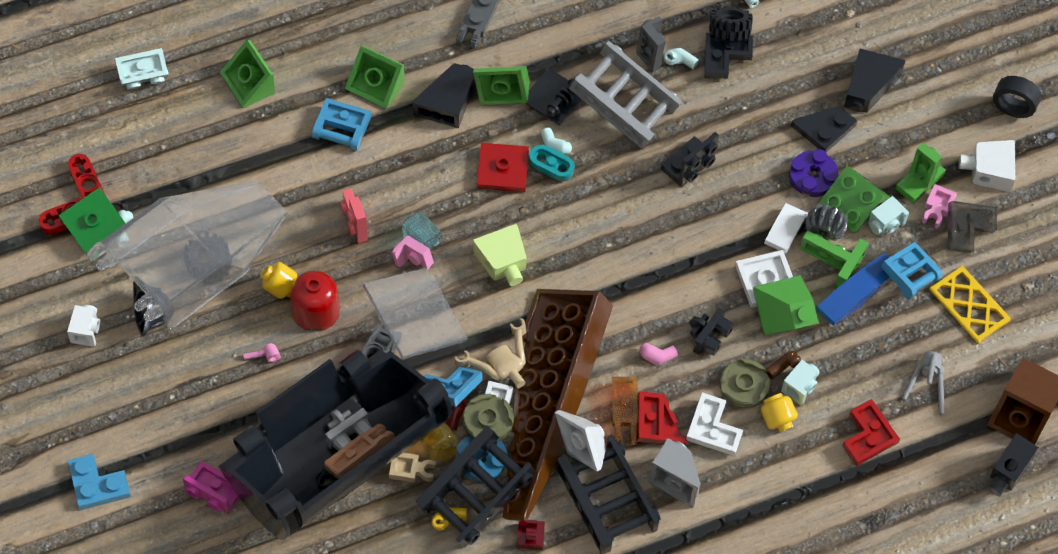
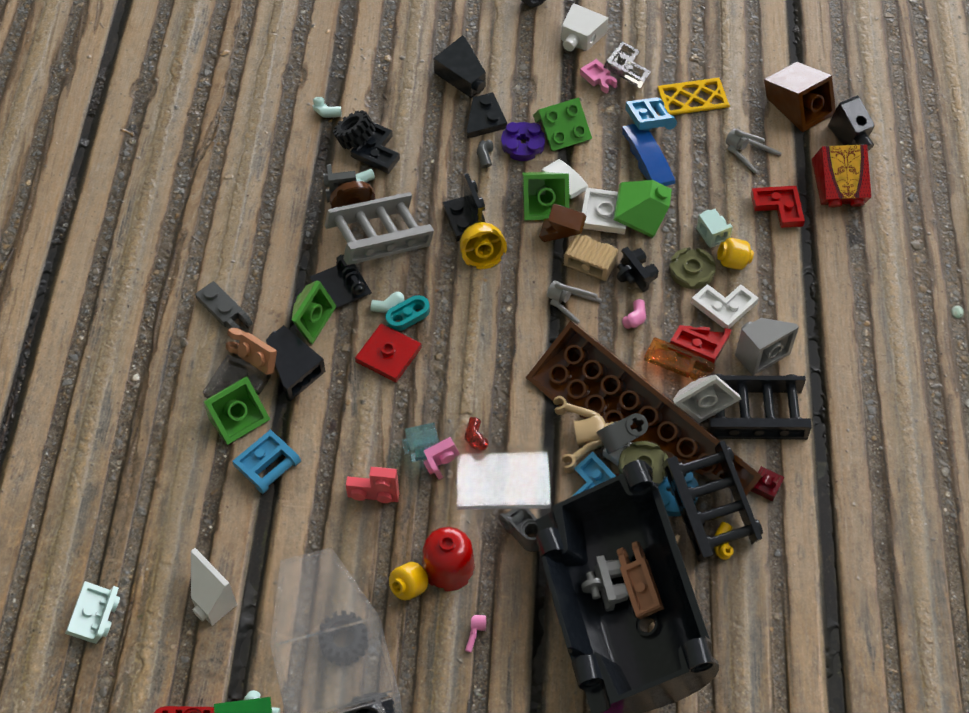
camera: 60 degrees left, 5 degrees down
(198, 138) = (209, 590): none -> white slope
(248, 75) = (163, 516): bright green slope -> none
(415, 61) = (232, 371): none -> clear smoke plate
(439, 57) = (252, 350): none -> nougat hinge
(451, 271) = (473, 436): none -> clear red arm
(502, 254) = (480, 387): yellowish green torso -> none
(504, 383) = (620, 433): none -> dark grey piece
(645, 280) = (561, 293): none -> light grey plant
(646, 57) = (351, 193): none -> reddish brown tile
(658, 188) = (482, 245): none -> yellow cylinder
(701, 287) = (591, 257): none -> tan brick
(721, 244) = (562, 223): none -> reddish brown slope
(750, 216) = (542, 191): none -> bright green slope
(777, 143) = (482, 152): none -> dark grey arm
(788, 359) = (687, 233): reddish brown arm -> none
(826, 222) = (579, 147): dark grey gear -> none
(835, 254) = (617, 151): bright green bracket -> none
(887, 217) = (593, 108): light aqua brick -> none
(922, 175) = (567, 69): bright green bracket -> none
(936, 477) = (842, 175): none -> slope

